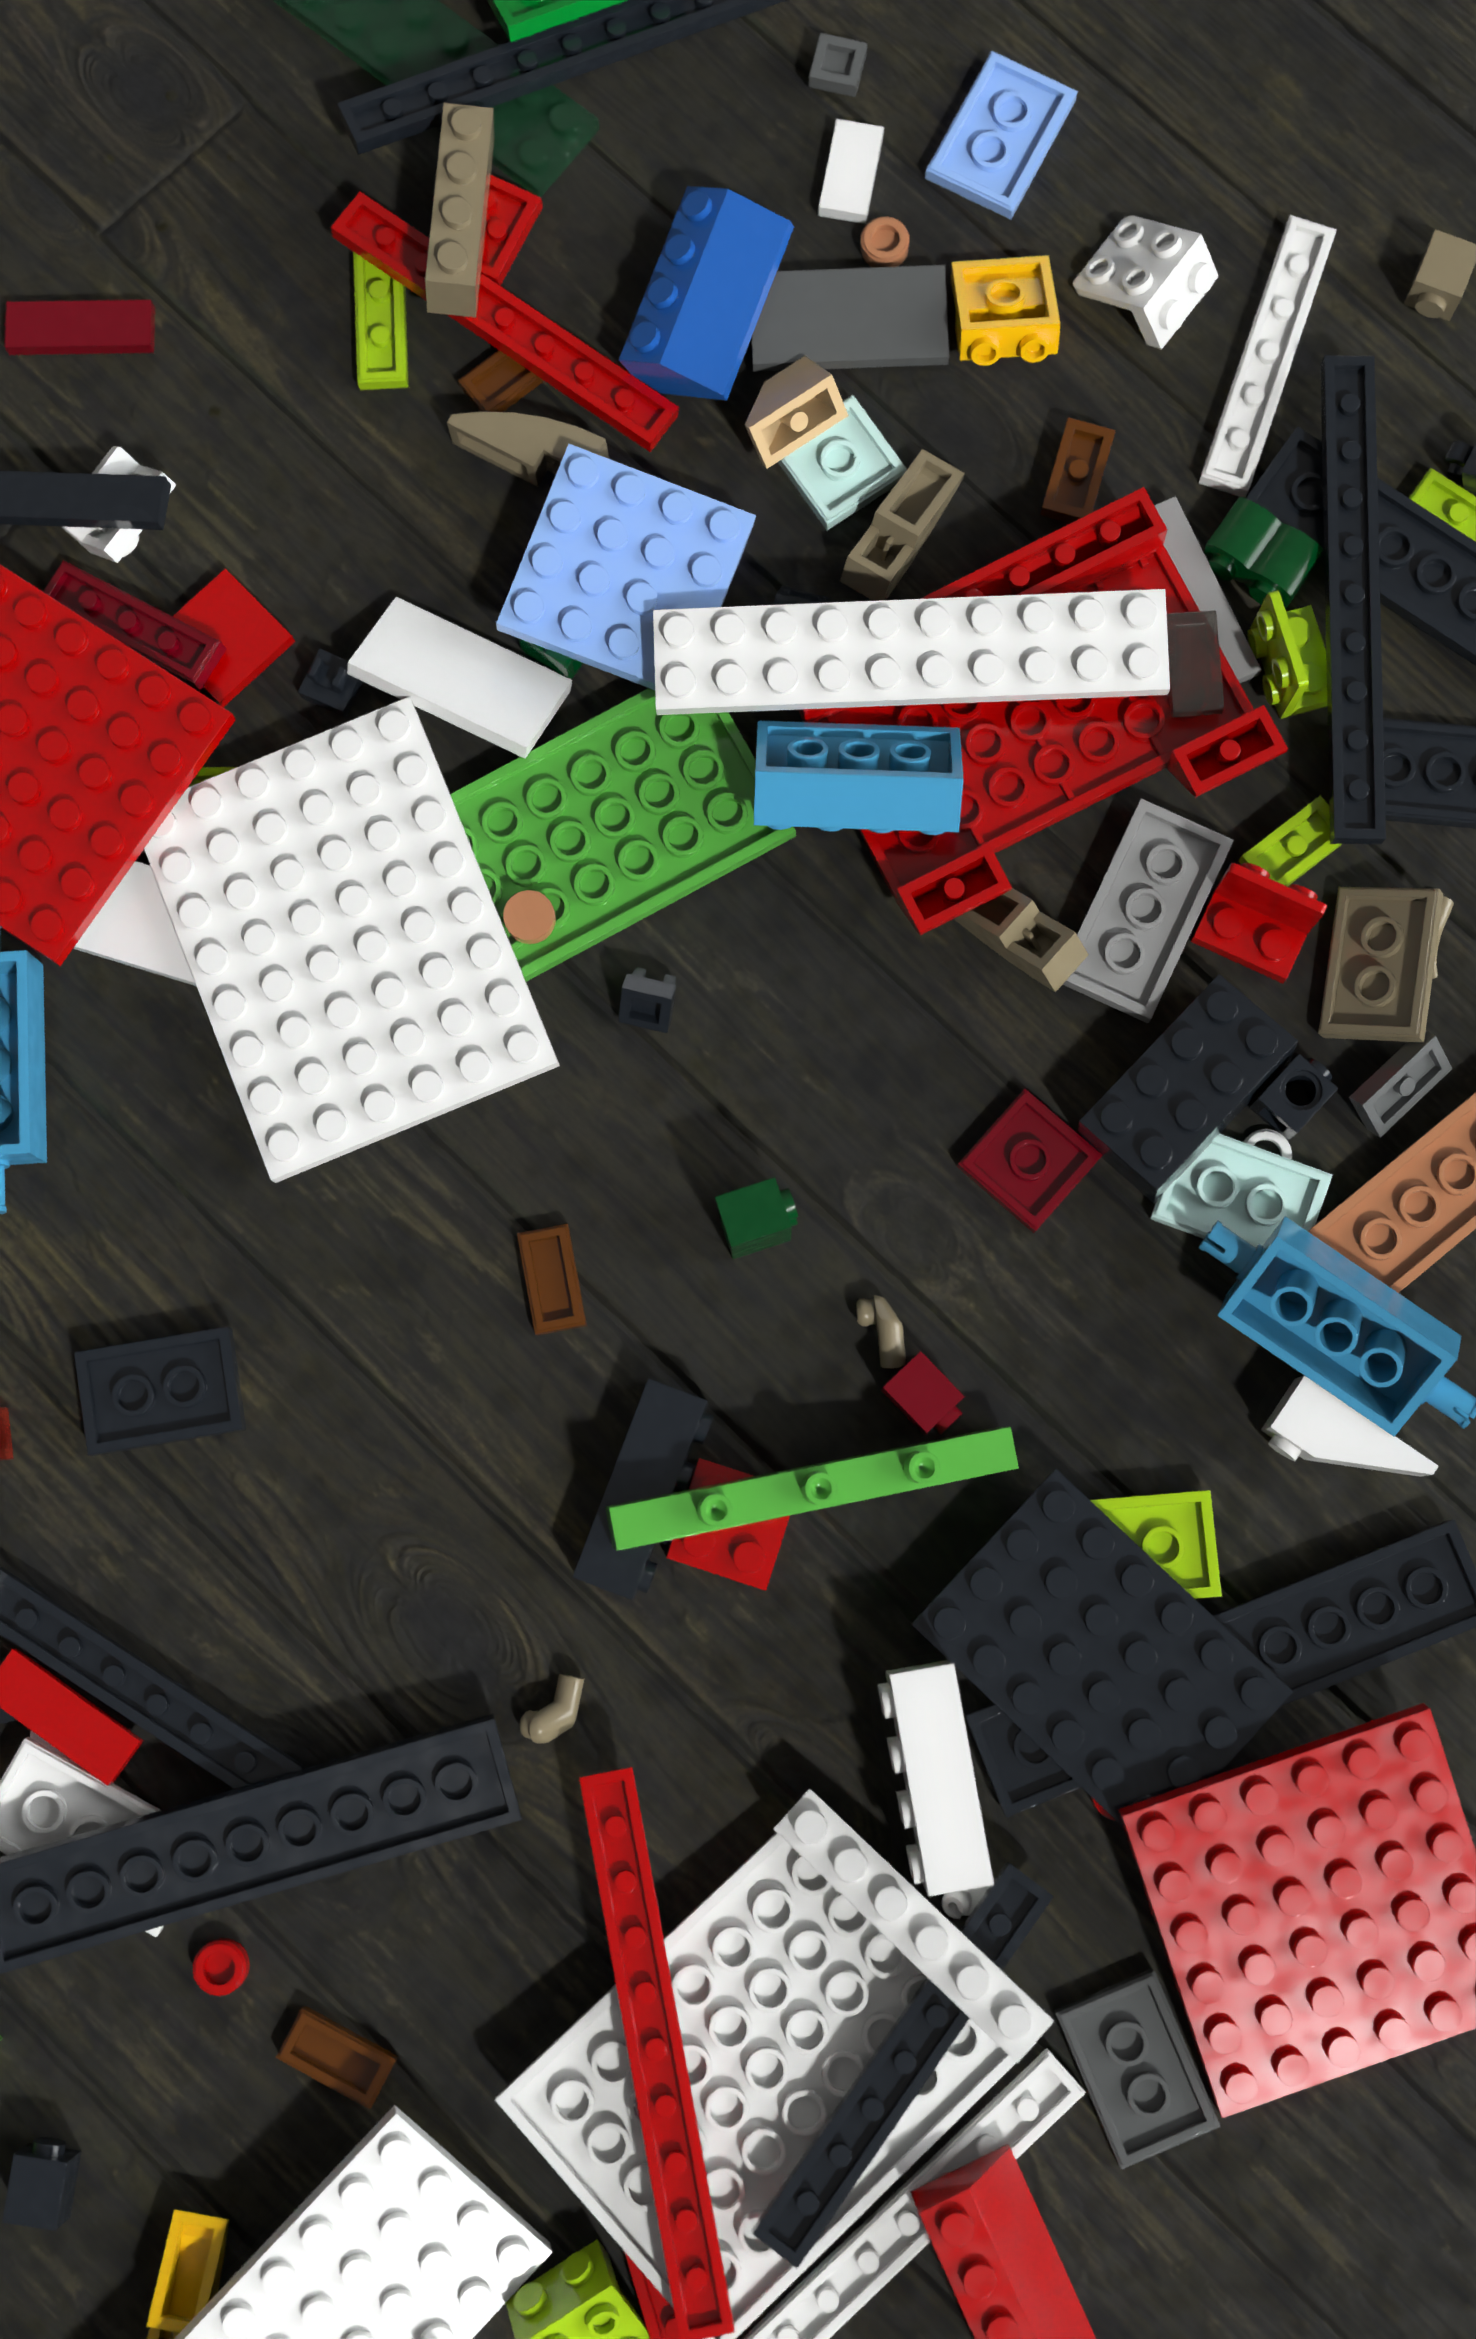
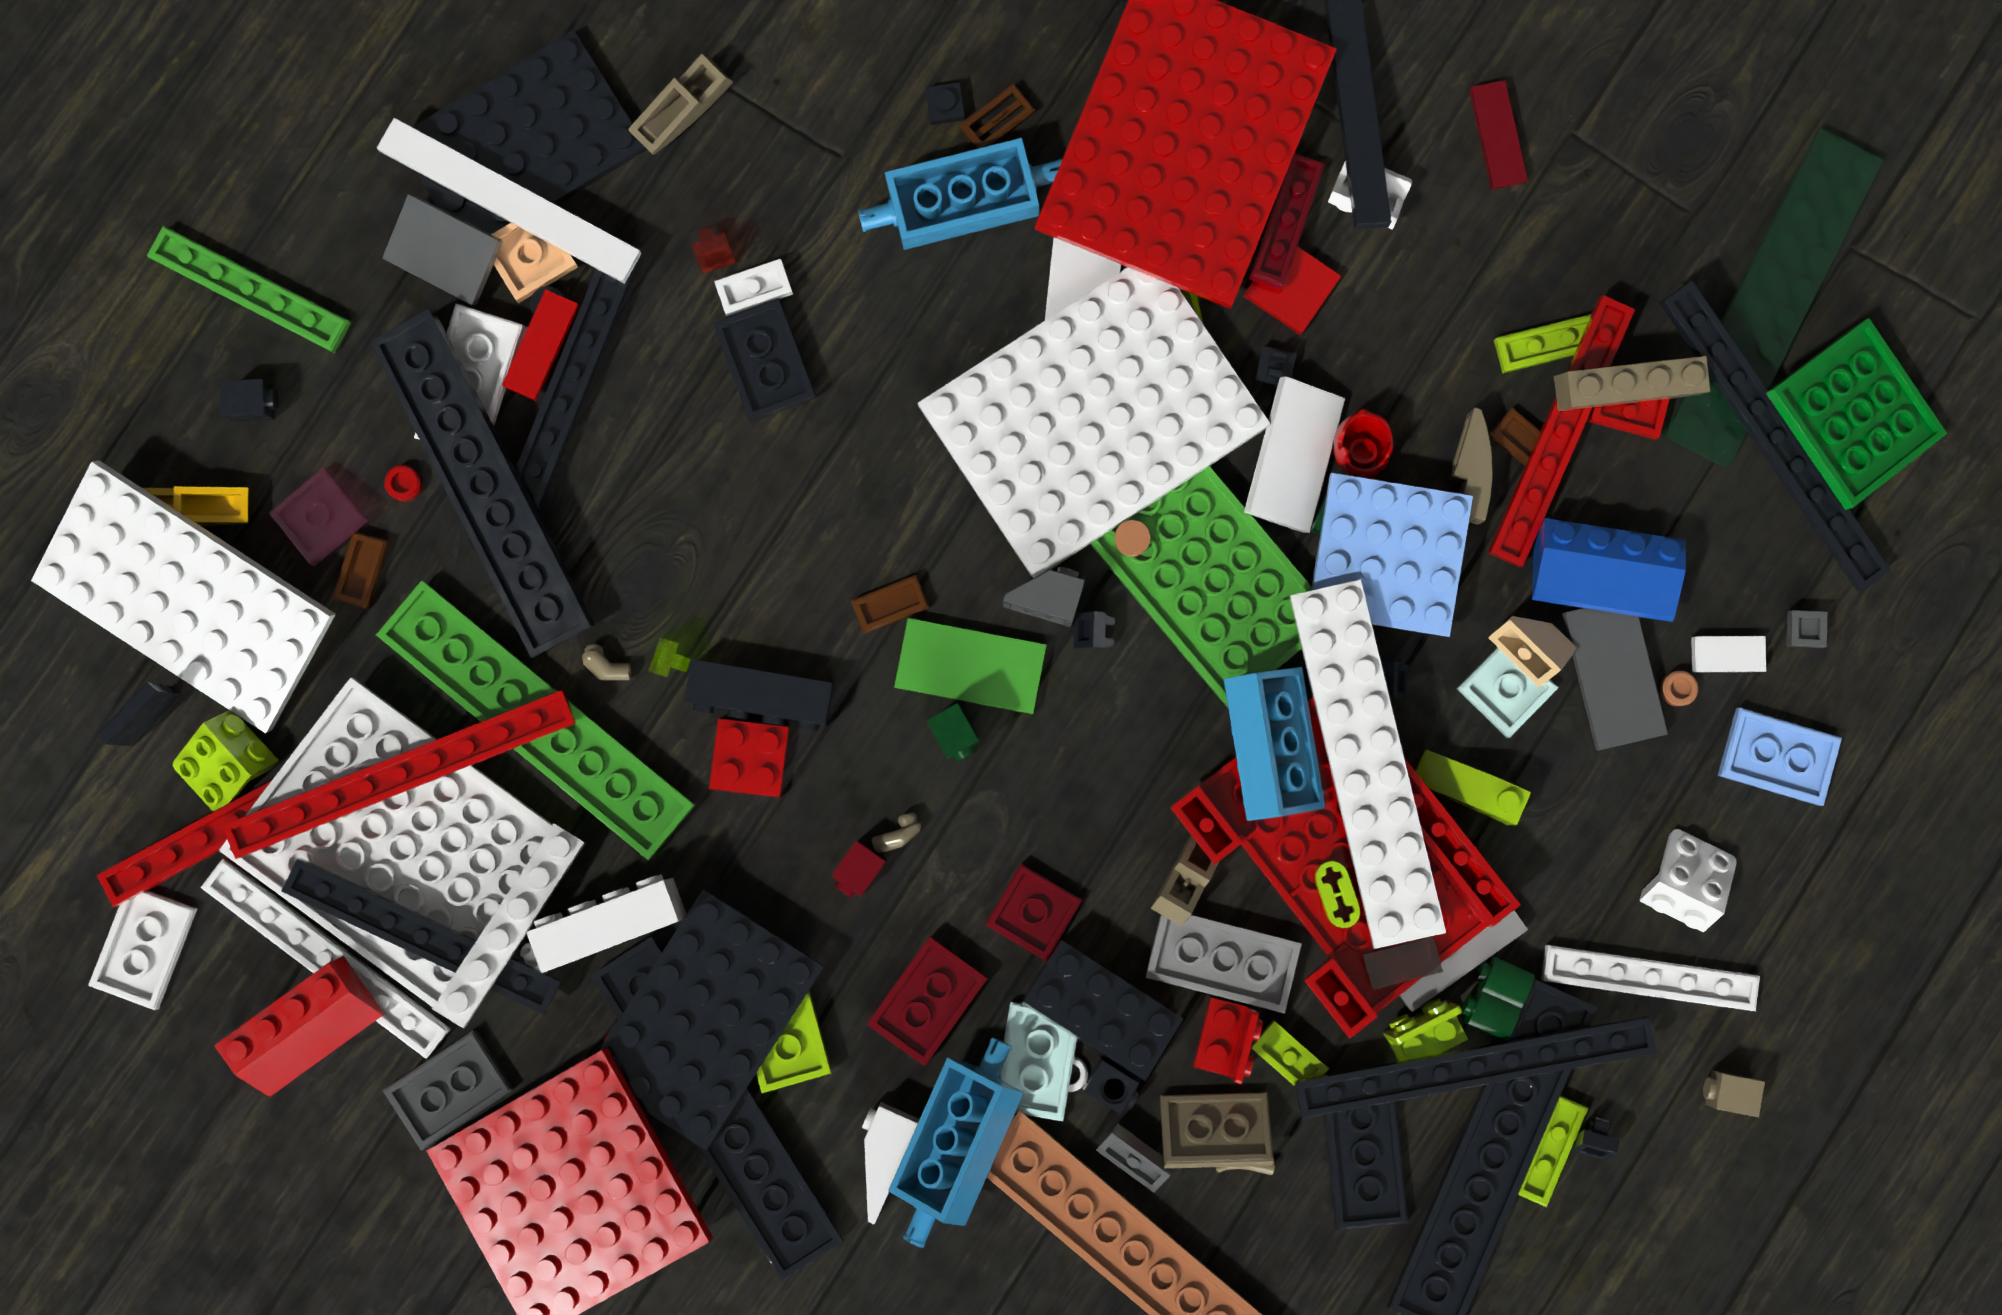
camera: 70 degrees right, 5 degrees up
(50, 1387) = (753, 287): none -> white plate
(243, 2107) = (318, 517): none -> clear pink tile
(464, 580) = (1363, 444): none -> red hair
(548, 1881) = (578, 758): none -> bright green plate
(564, 1616) = (665, 658): none -> clear neon green tile
(590, 1044) = (1048, 596): none -> dark grey slope
(663, 1182) = (970, 666): none -> bright green tile
(810, 1487) = (780, 806): bright green piece -> none
(901, 527) = (1467, 740): dark tan slope -> none
(971, 525) = (1472, 788): none -> lime slope
(1005, 309) = (1643, 783): yellow plate -> none
(1077, 471) = (1532, 857): reddish brown plate -> none
(1085, 744) = (1345, 891): none -> lime beam
(1129, 1333) = (927, 1001): none -> dark red plate

